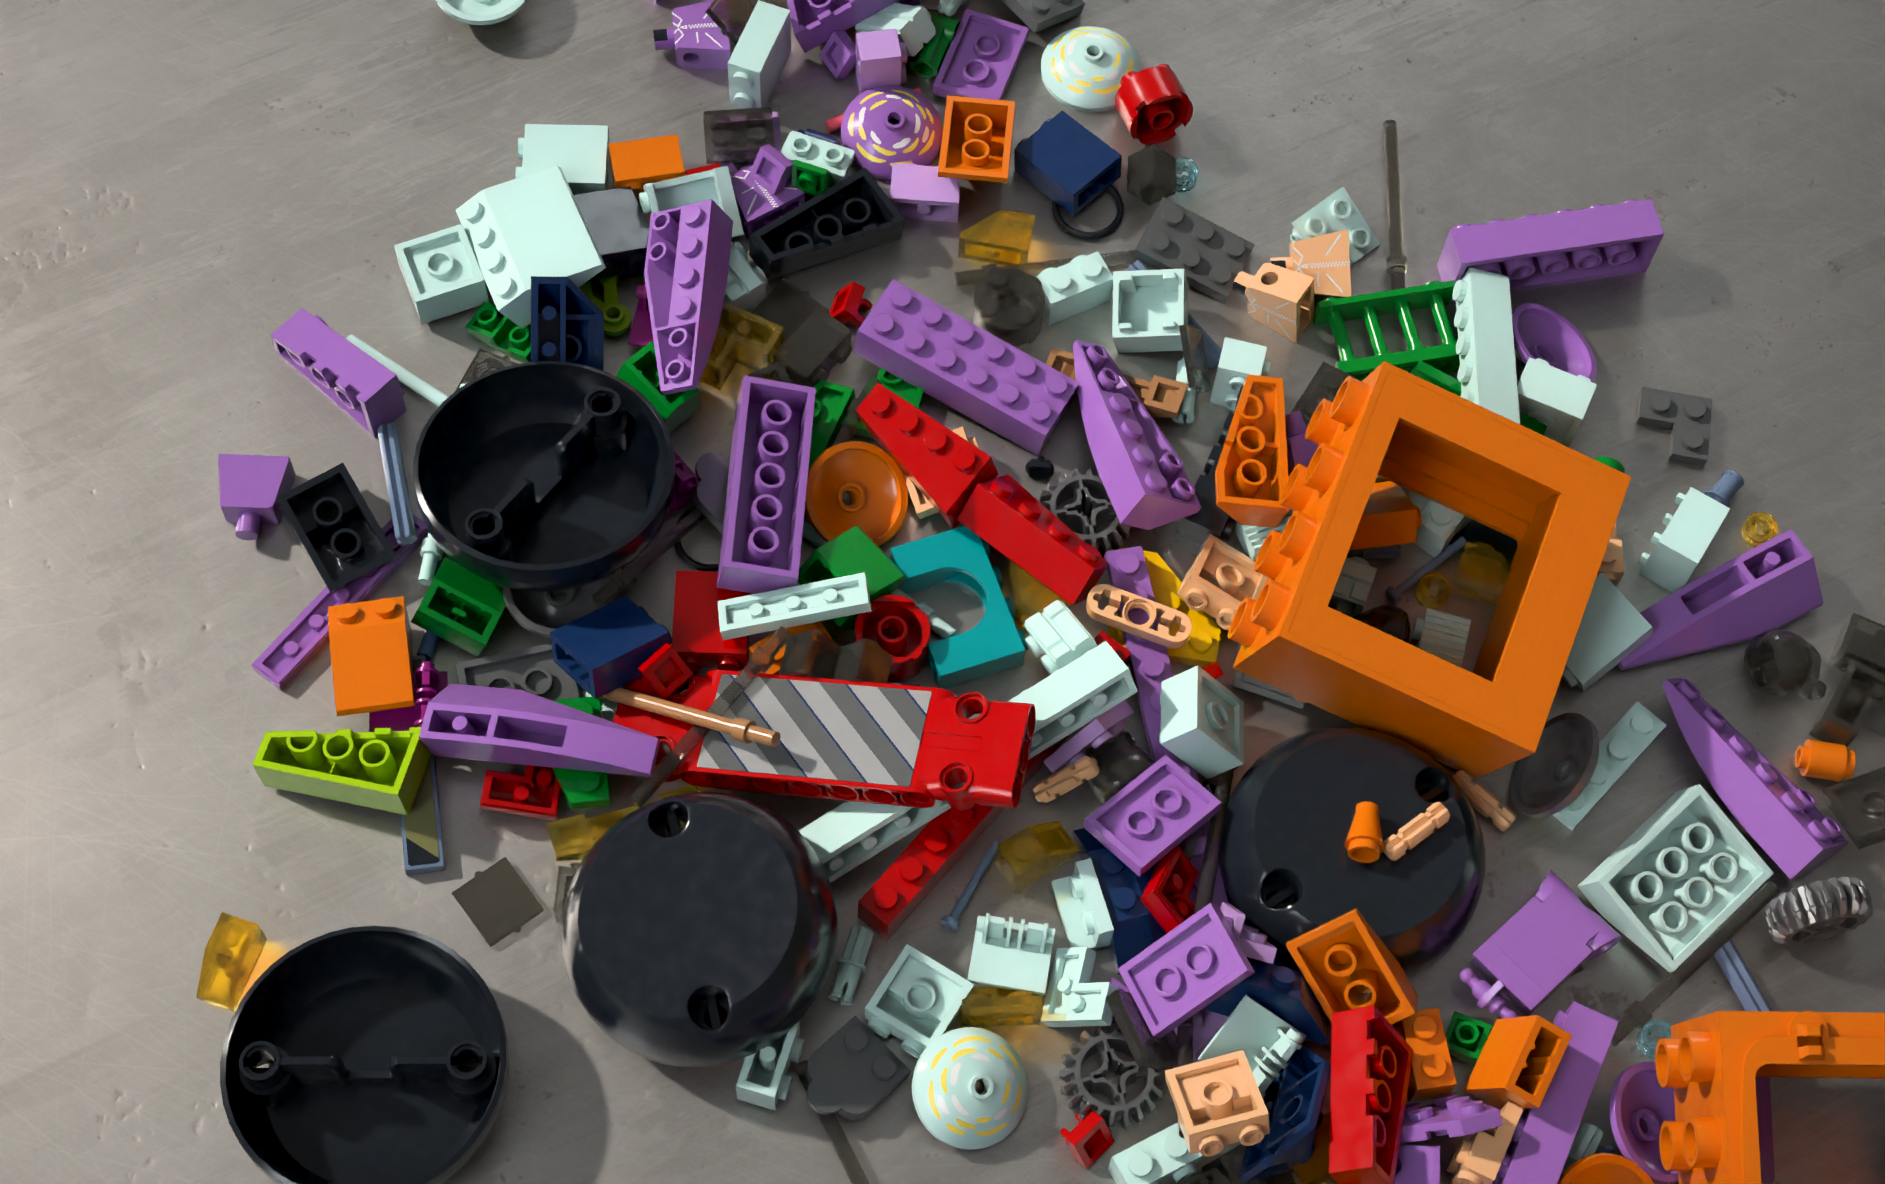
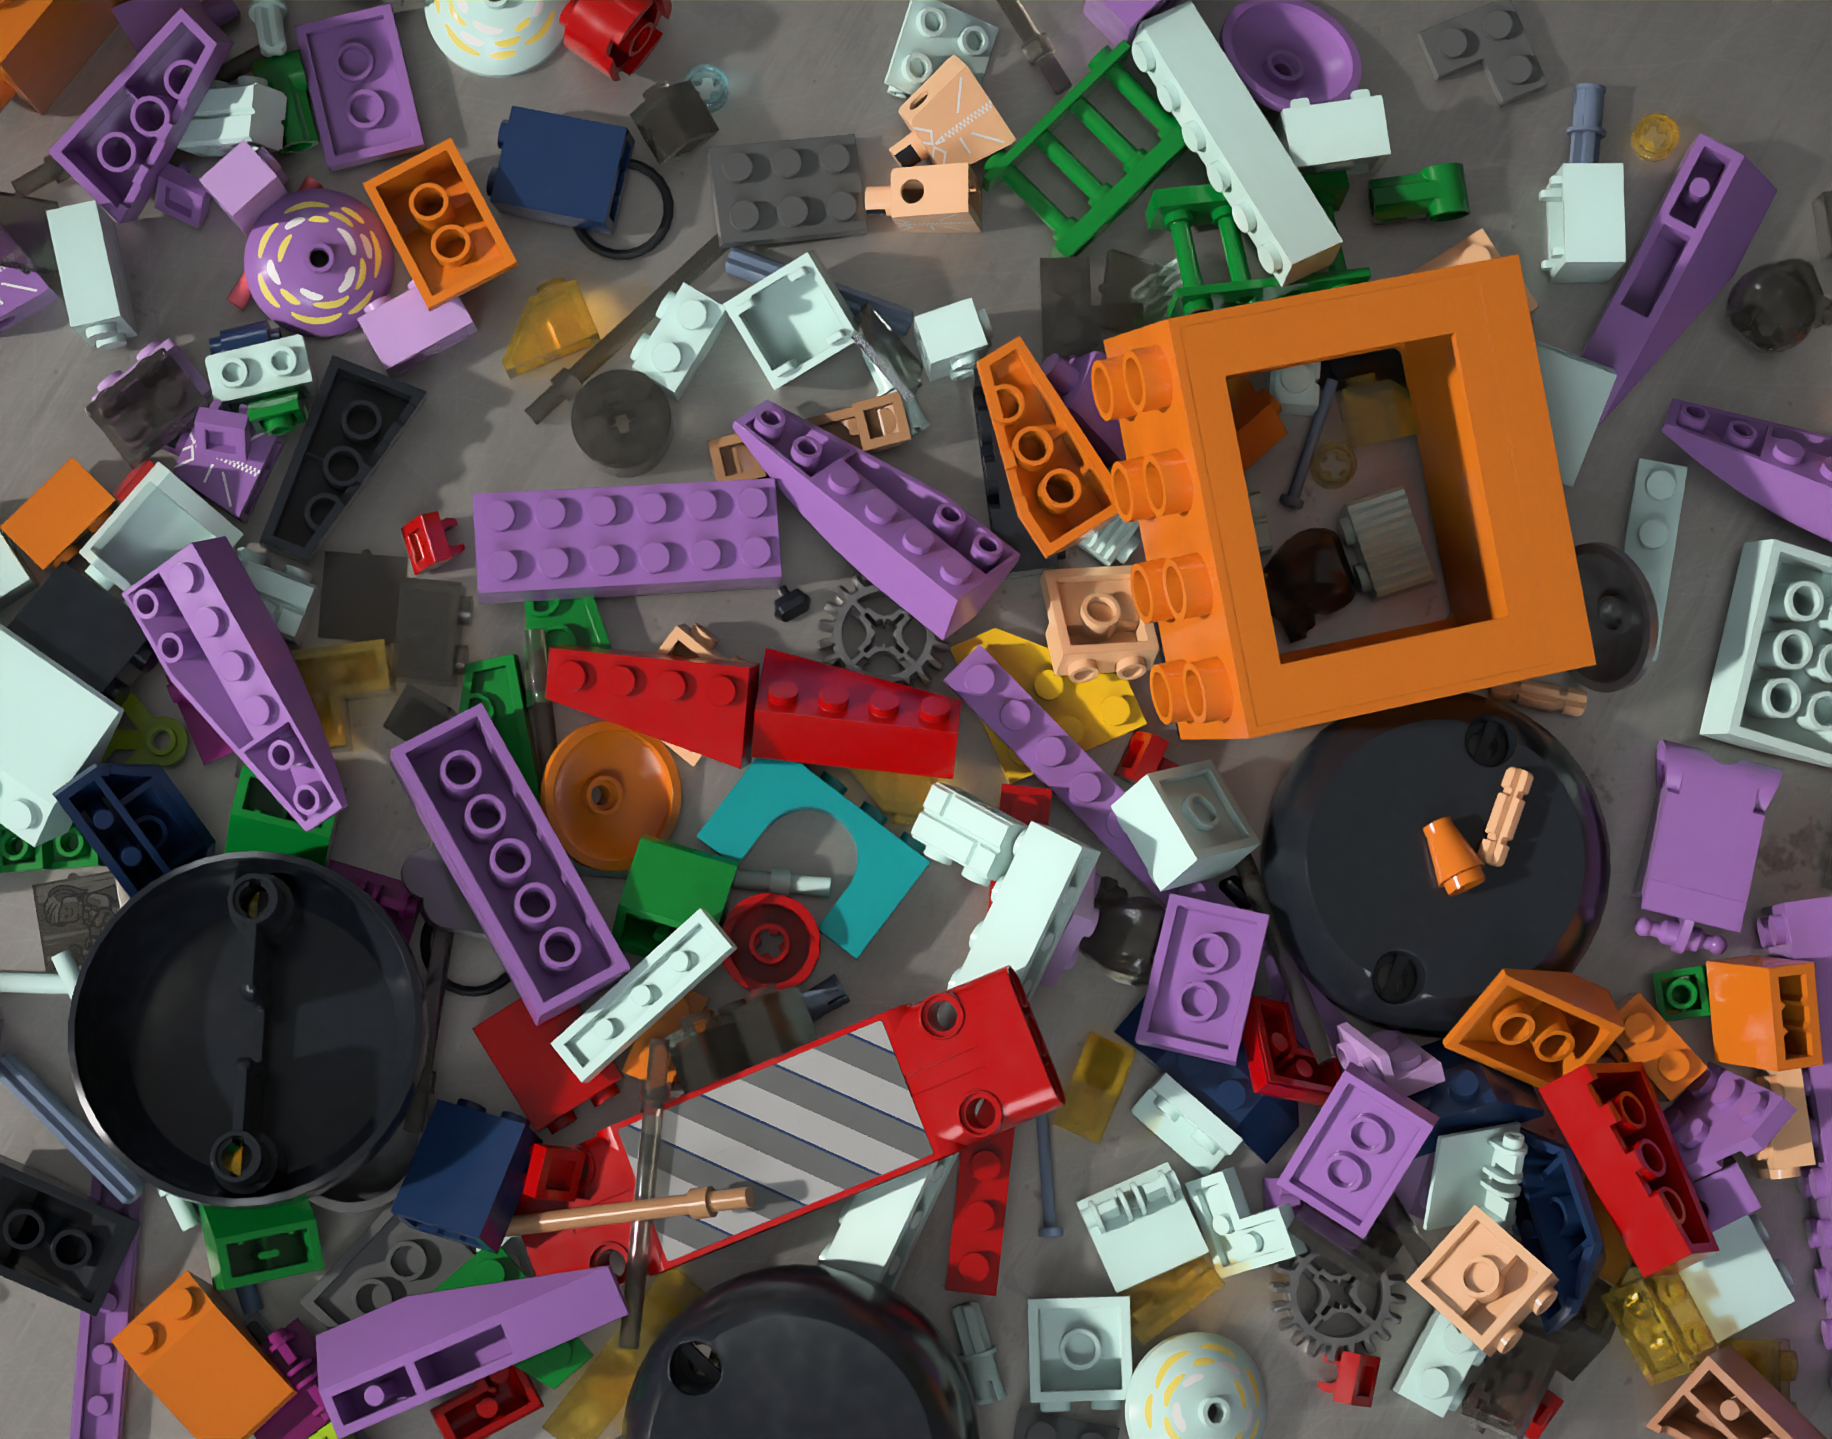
camera: 35 degrees left, 20 degrees up
(1066, 779) = (1074, 986): light nougat axle -> none
(1145, 631) = (1069, 722): light nougat beam -> none

